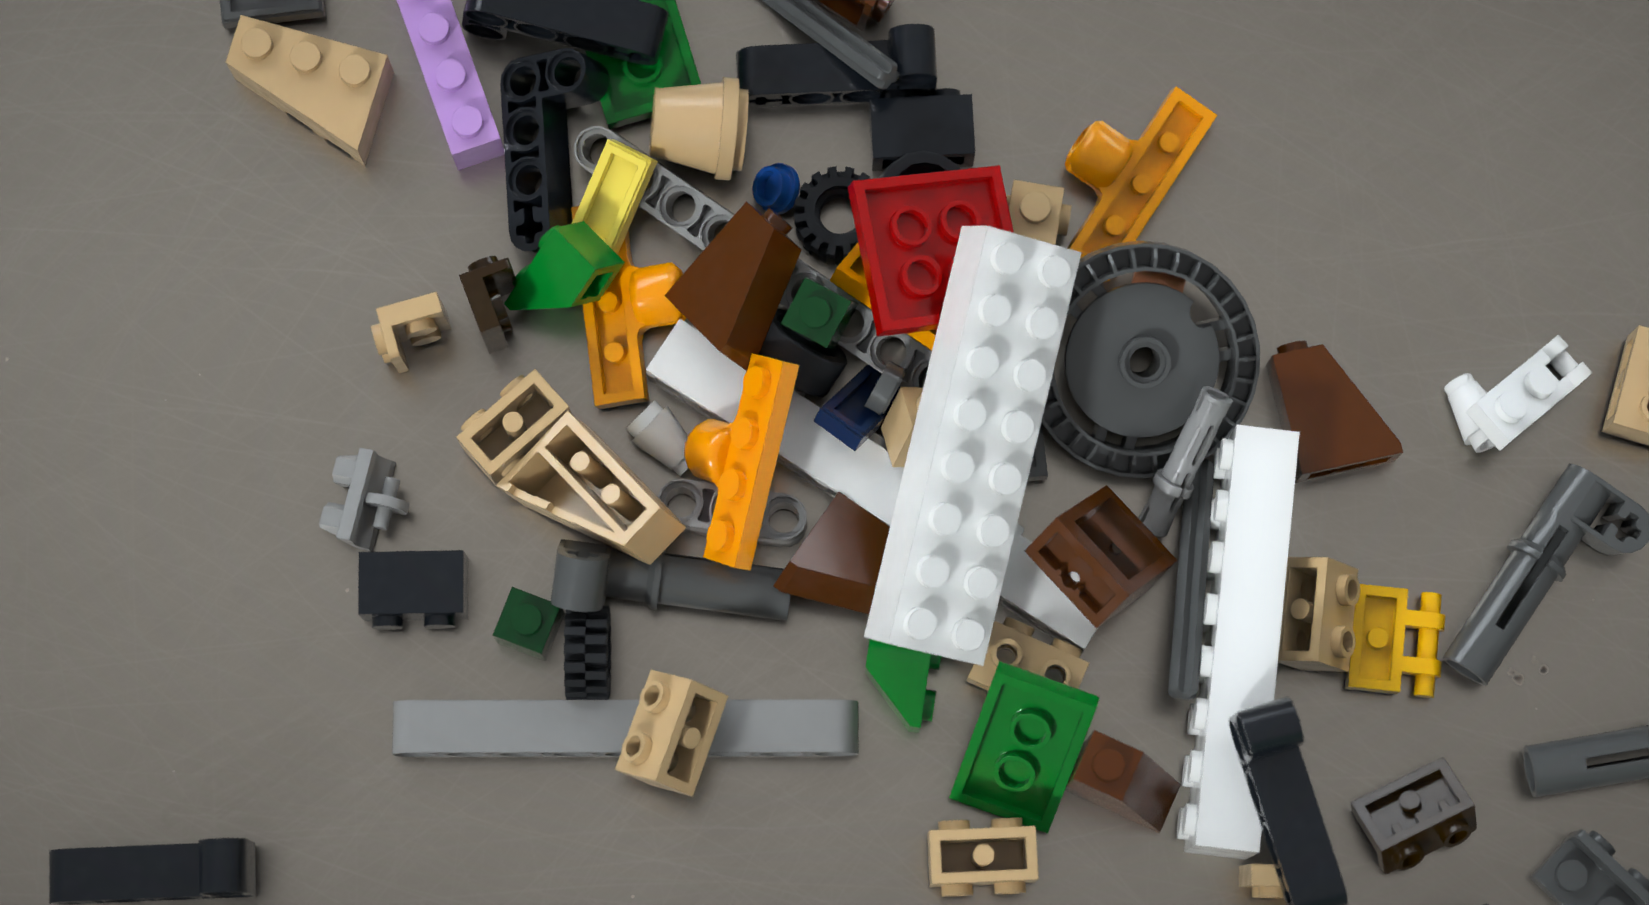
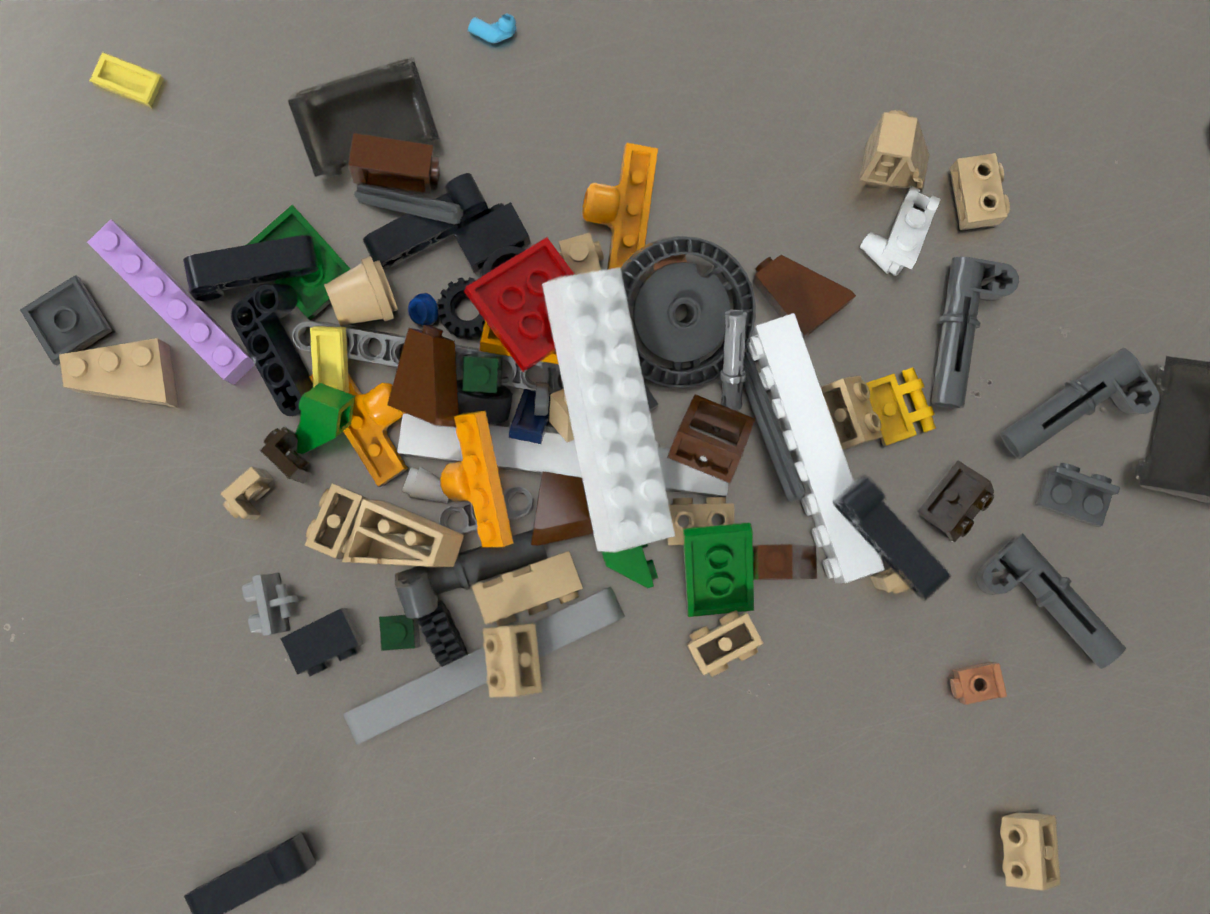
camera: 20 degrees left, 5 degrees up
(741, 649) = (528, 589): none -> tan wedge
(1557, 278) = (896, 152): none -> tan wedge

